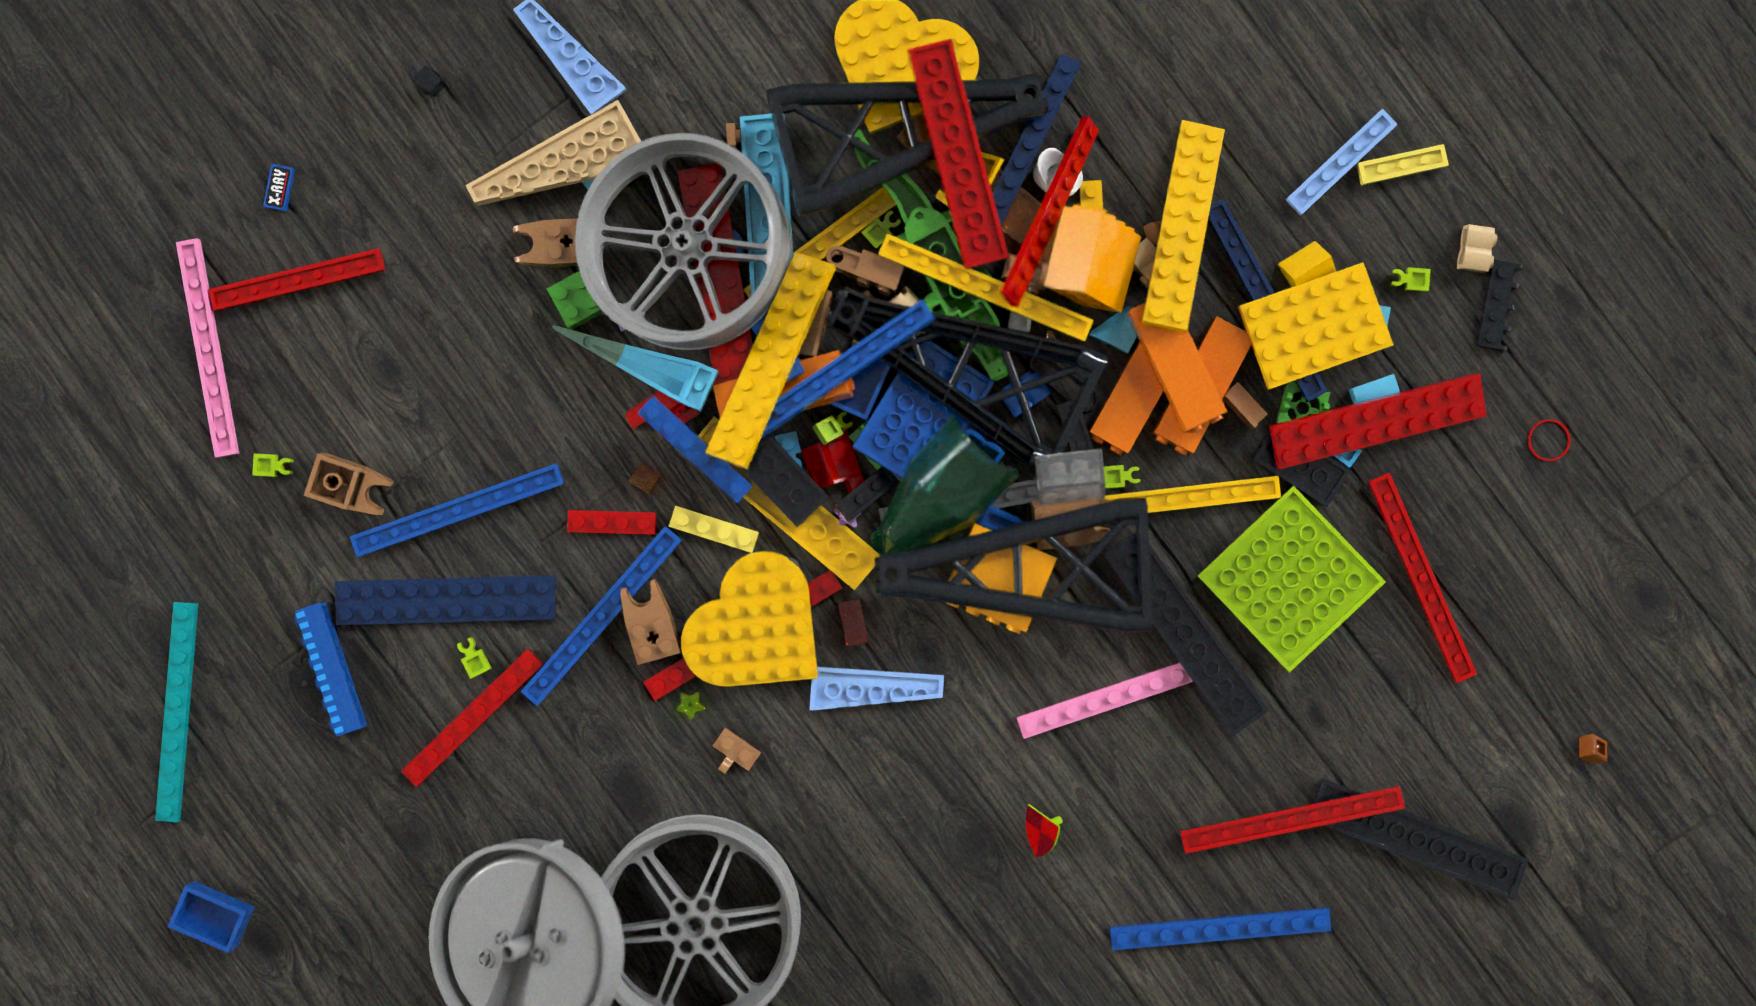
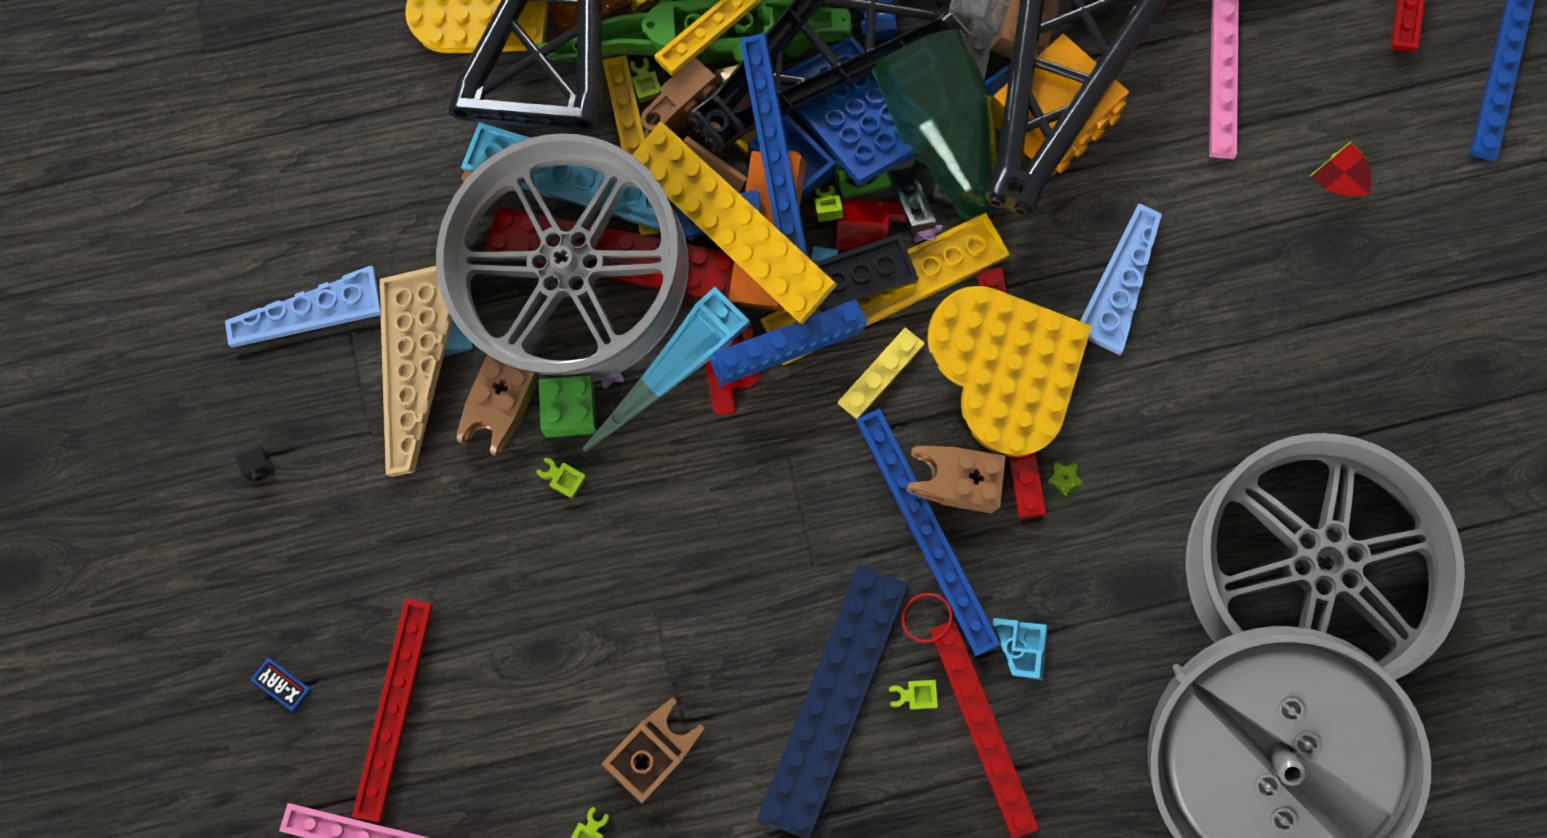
camera: 60 degrees left, 15 degrees down
(457, 510) = (737, 643): blue plate -> none
(522, 324) = (565, 479): none -> lime plate
(536, 662) = (917, 597): none -> red piece
(545, 724) = (1023, 646): none -> medium azure slope
(611, 522) = (826, 477): red plate -> none
(644, 478) = (794, 423): clear orange slope -> none
(735, 750) = (1135, 451): medium nougat plate -> none
(853, 622) = (1043, 271): clear red plate -> none

